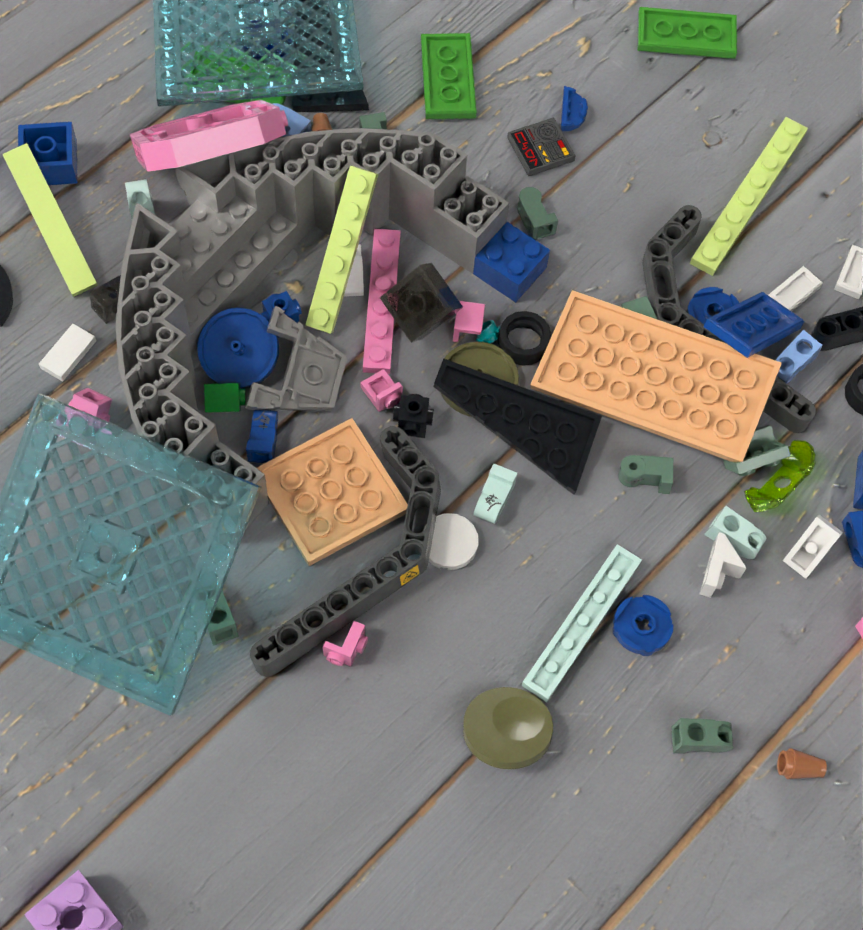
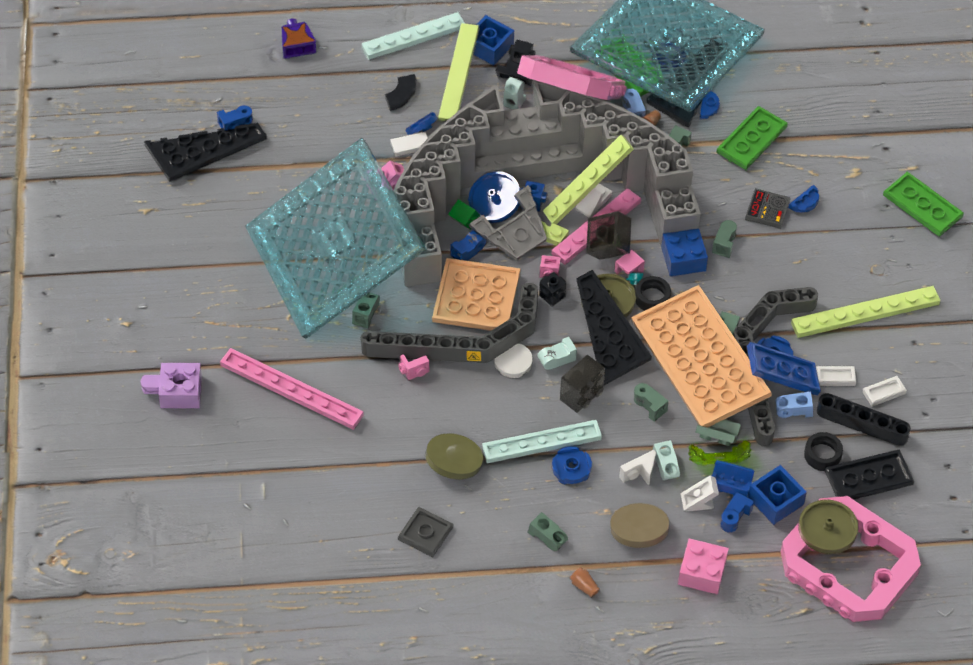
camera: 45 degrees right, 10 degrees down
(61, 315) = (423, 124): none -> blue plate
(112, 172) = (516, 50): none -> black tile
(221, 800) = (292, 388): none -> bright pink plate
(348, 343) = (555, 234): none -> yellowish green plate
(370, 70) = (709, 105): none -> blue plate
(563, 857) = (425, 531): none -> dark grey tile
(566, 511) = (582, 384): none -> clear smoke brick
(790, 640) = (639, 525): none -> dark tan piece
(823, 497) = (732, 478): none -> blue bracket

